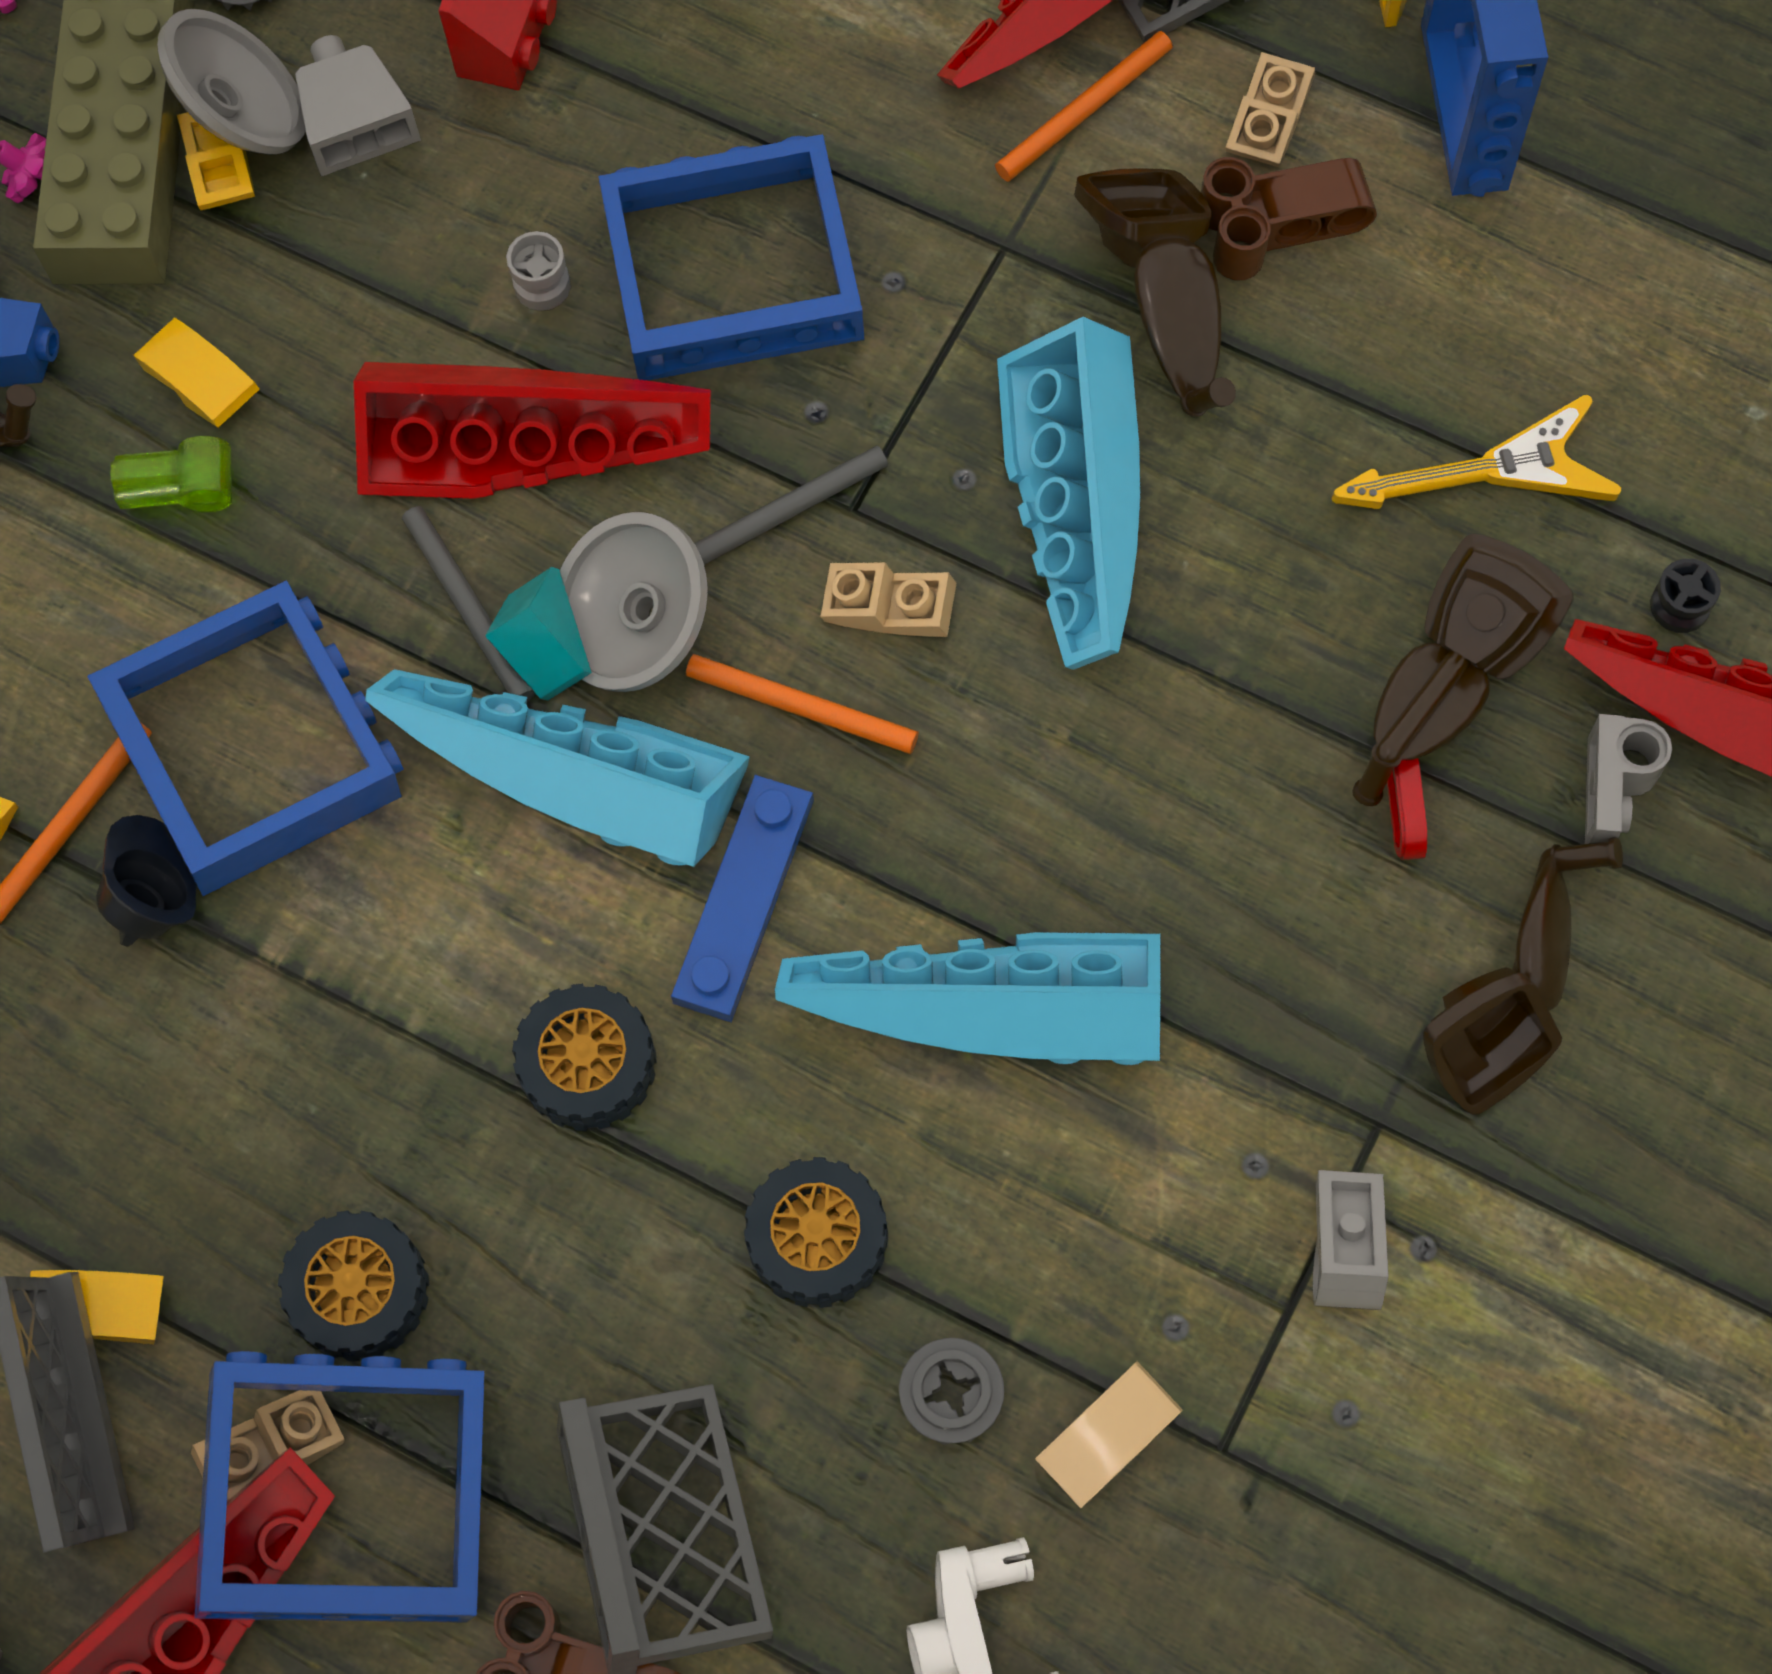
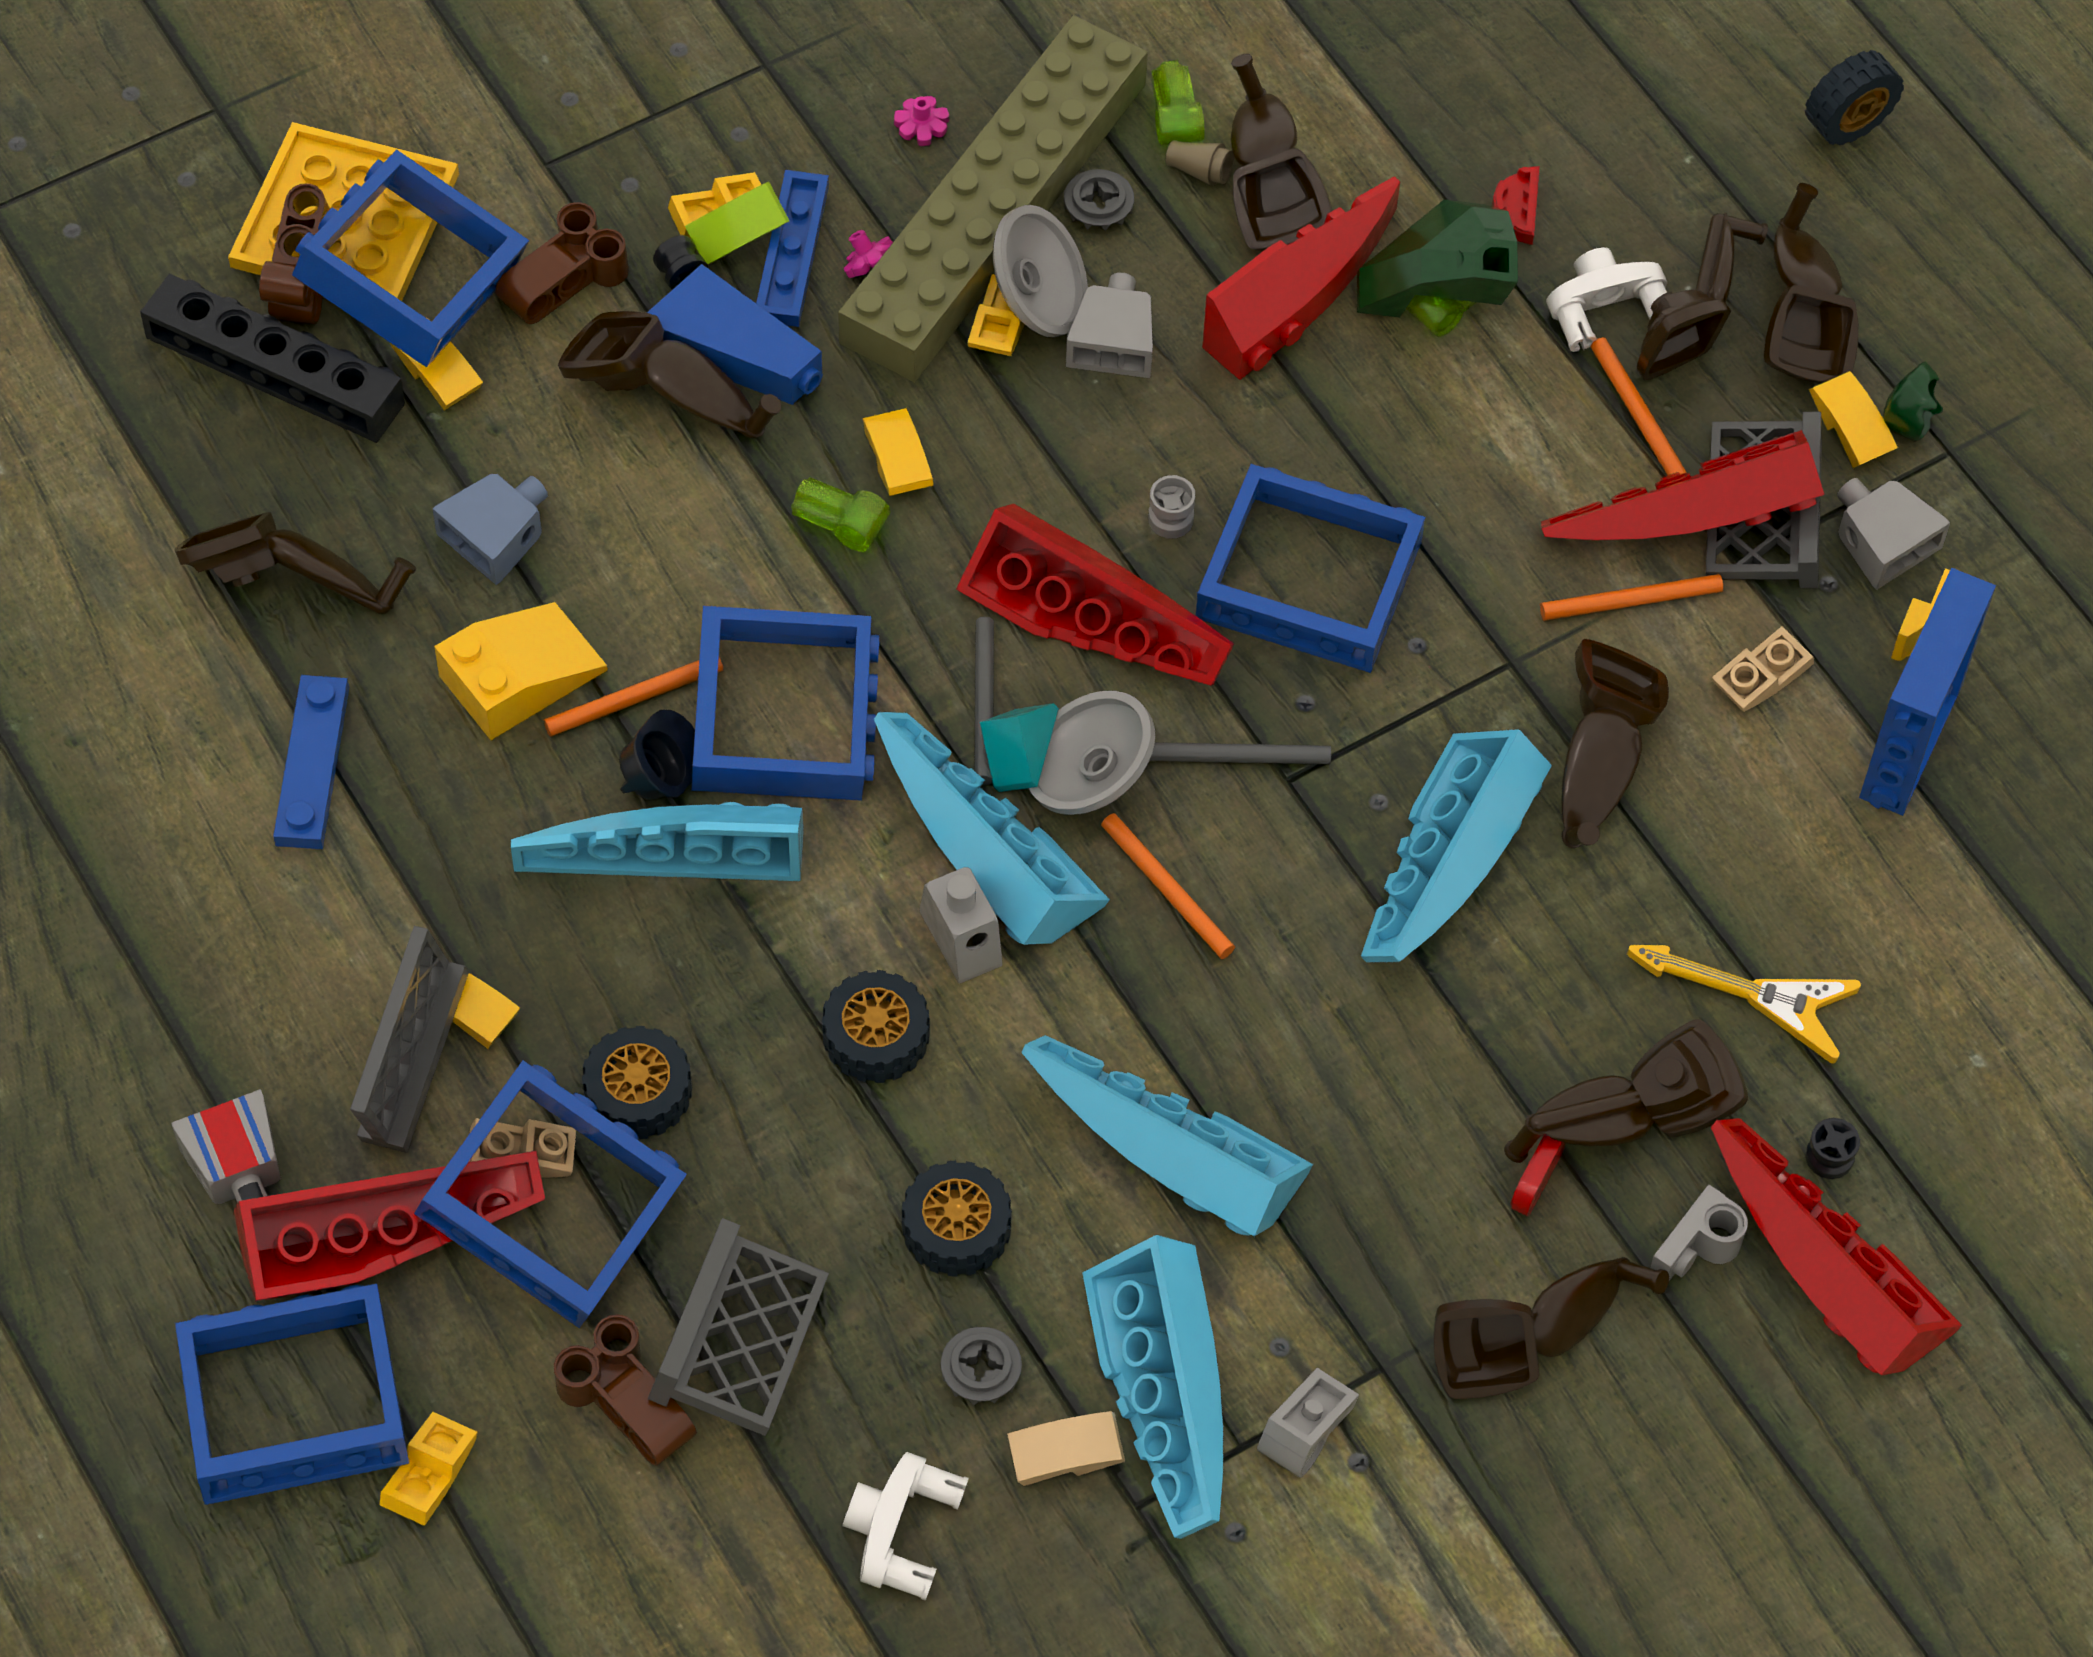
camera: 25 degrees right, 10 degrees down
(220, 971) = (672, 842): none -> medium azure wedge
(603, 877) = (954, 913): none -> light grey torso
(742, 898) = (1046, 987): blue plate -> none
(888, 602) = (1267, 850): tan slope -> none
(1157, 1273) = (1163, 1361): none -> medium azure wedge
(1281, 209) = (1722, 739): reddish brown piece -> none

